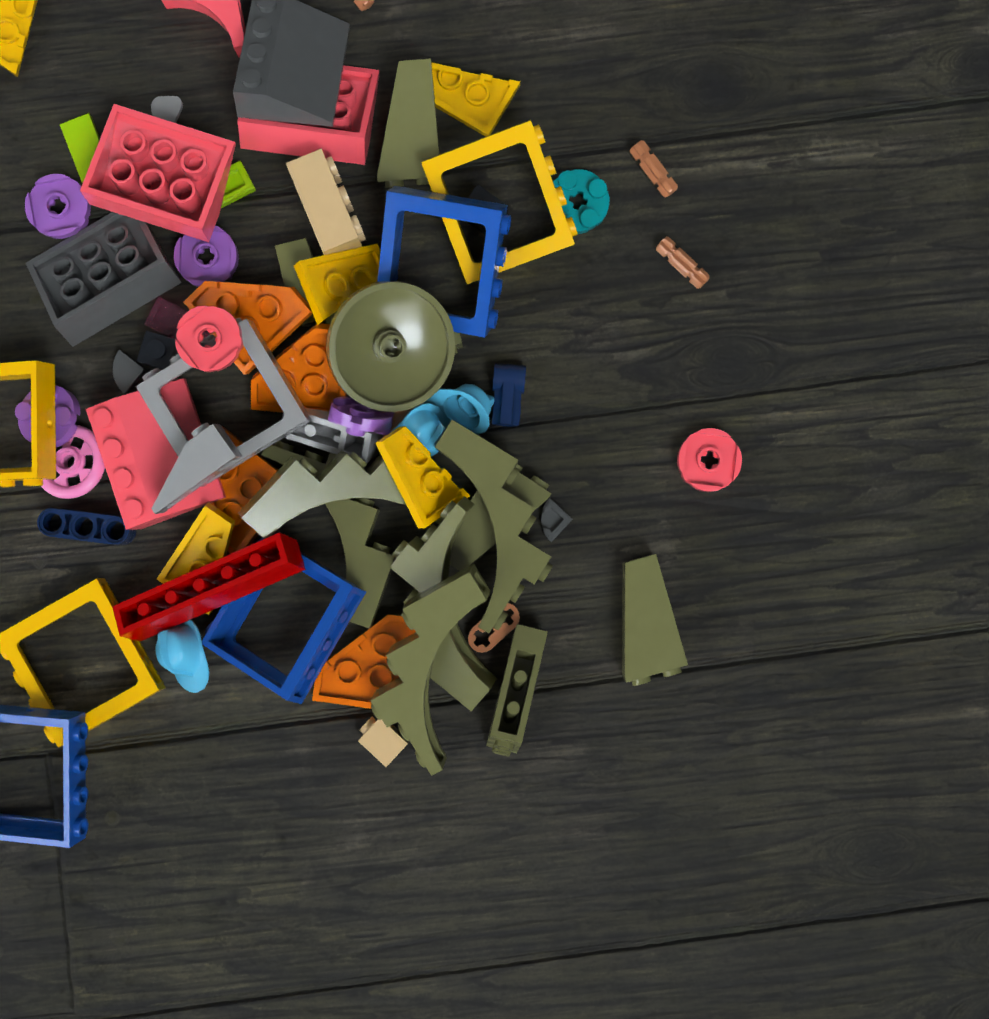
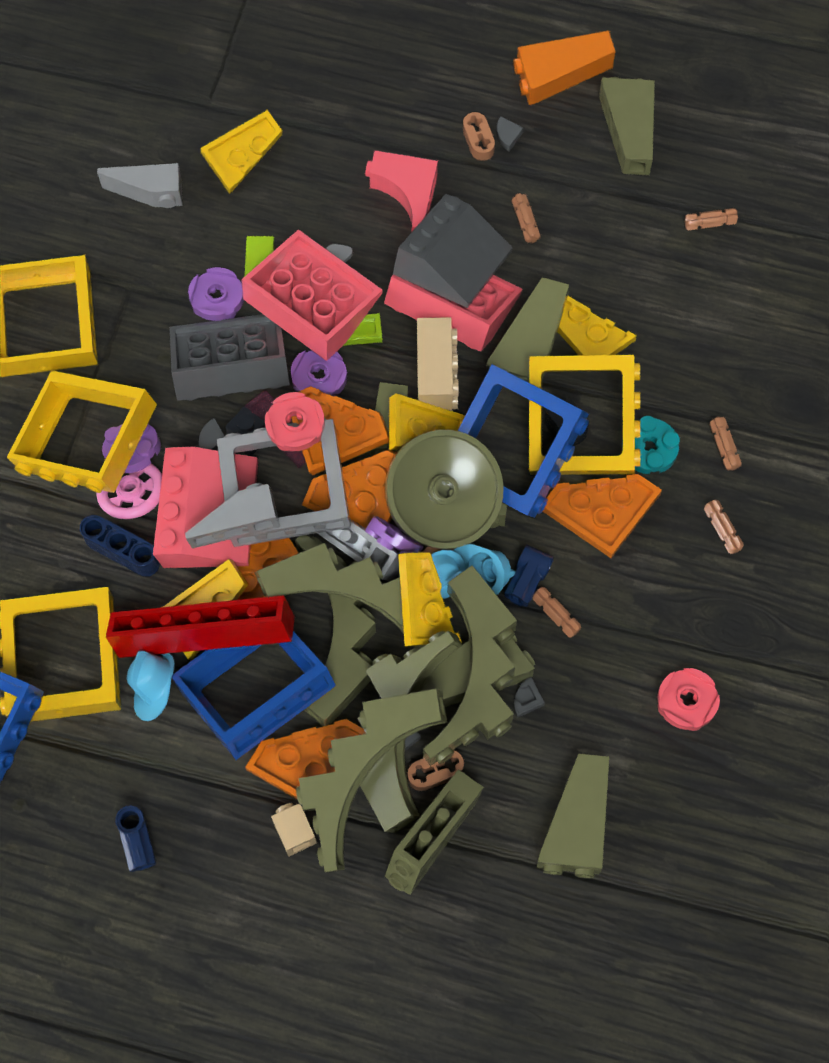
camera: 20 degrees right, 20 degrees down
(241, 812) = (135, 841): none -> dark blue piece
(549, 420) = (556, 612): none -> nougat axle
(555, 292) = (602, 508): none -> orange plate

